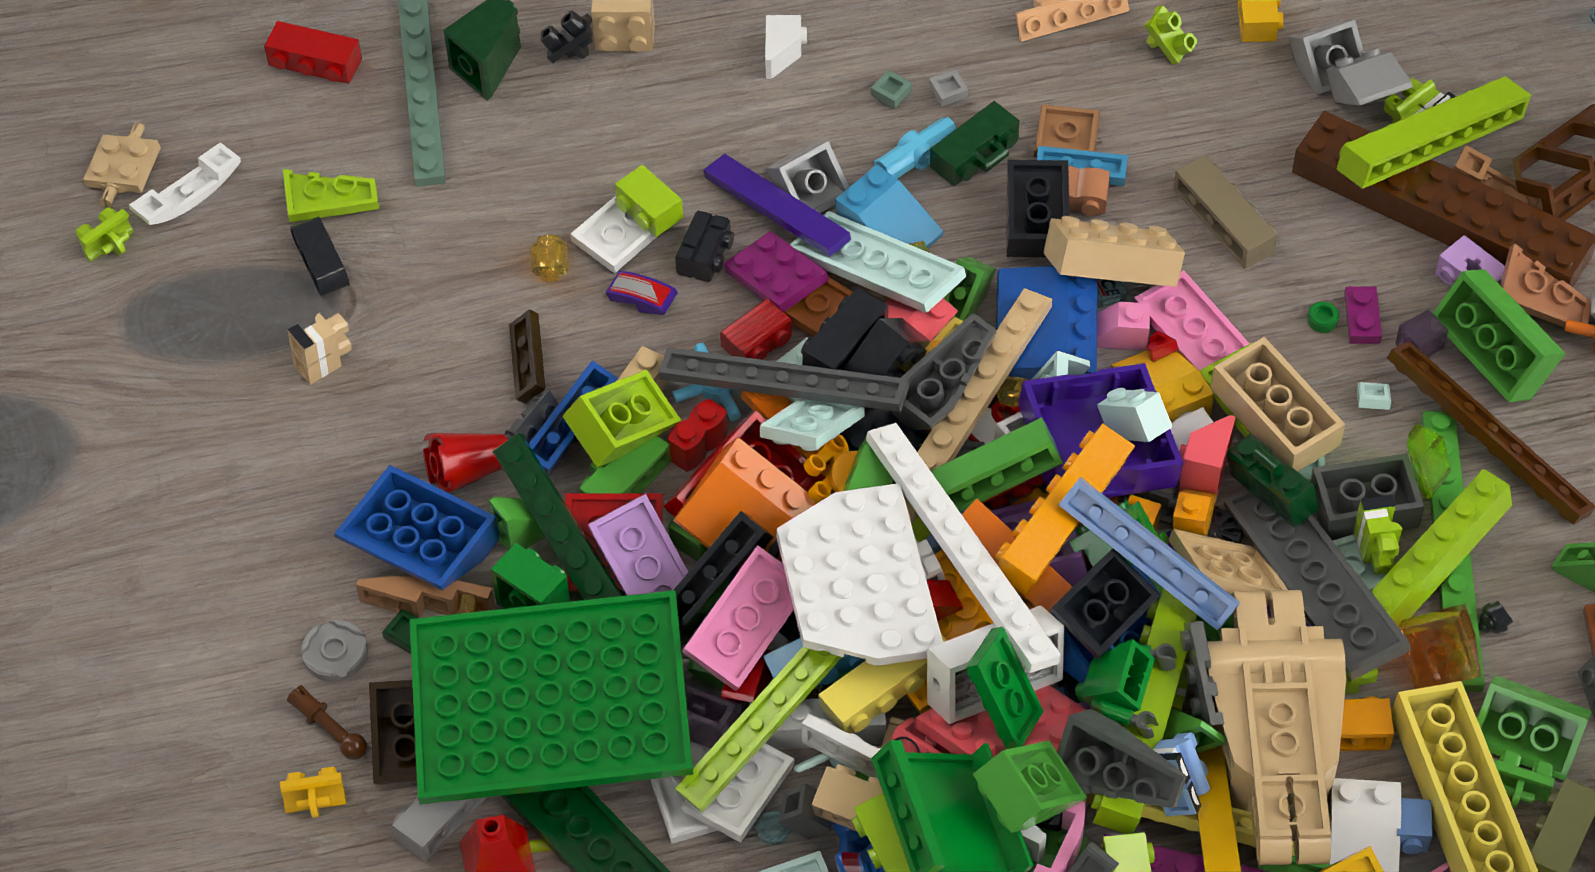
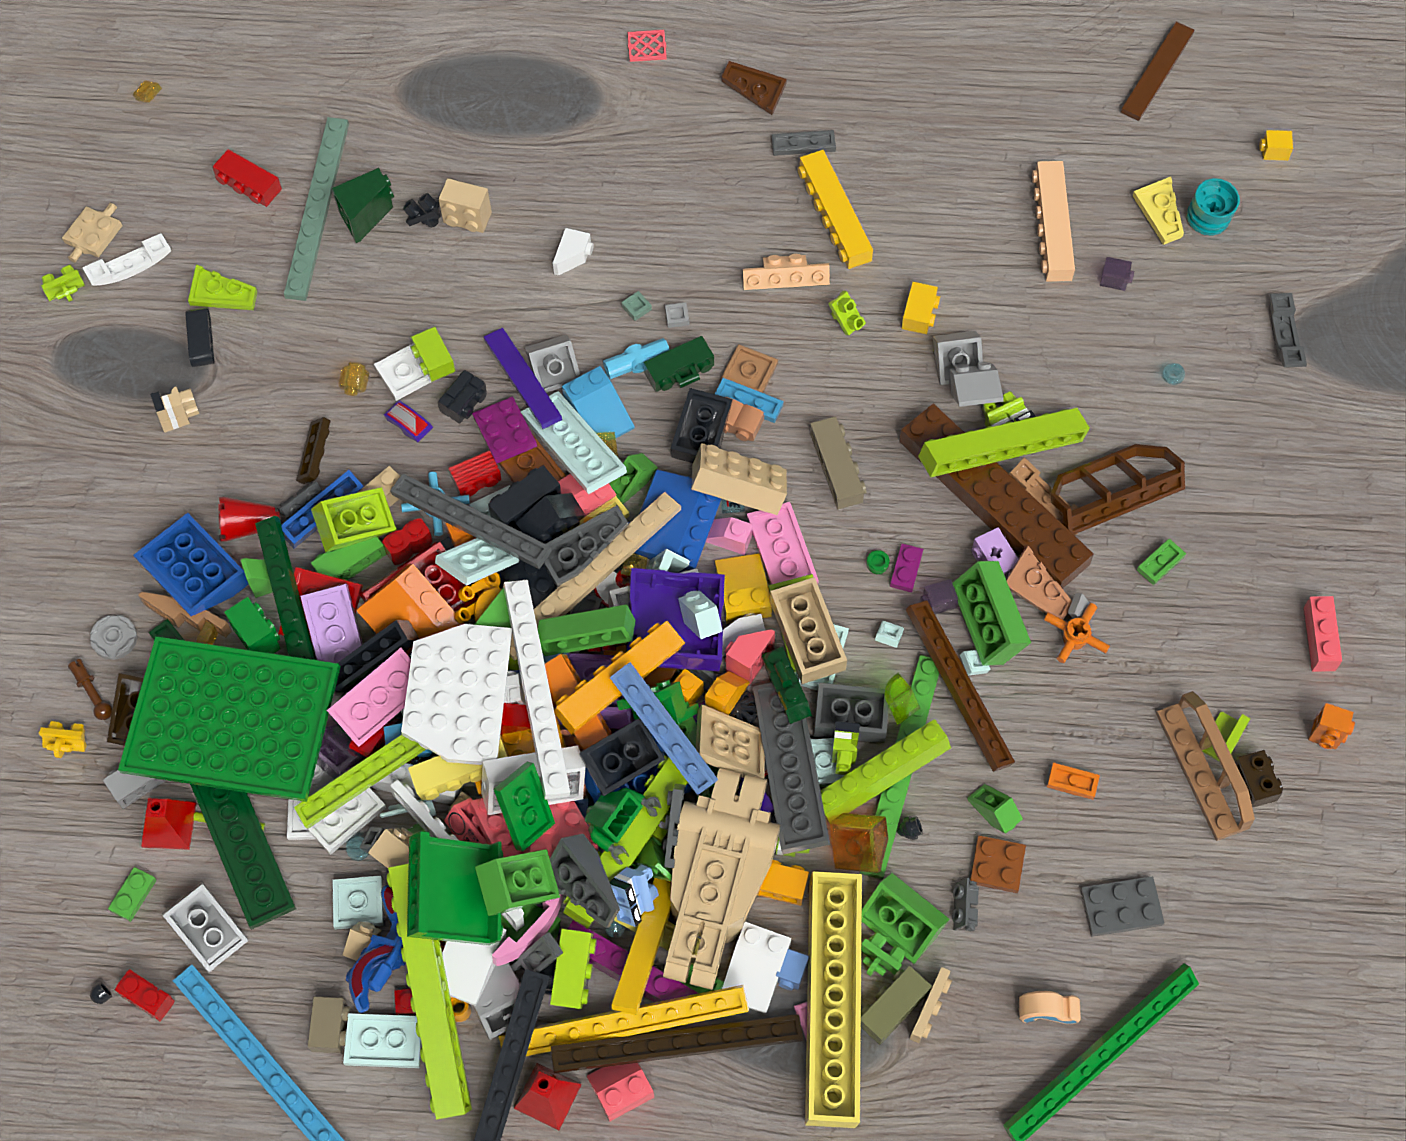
camera: 15 degrees right, 10 degrees up
(1159, 835) = (615, 928): none -> clear light blue hinge
(1160, 346) = (751, 556): red tile -> none
(1496, 403) = (973, 663): none -> light aqua tile

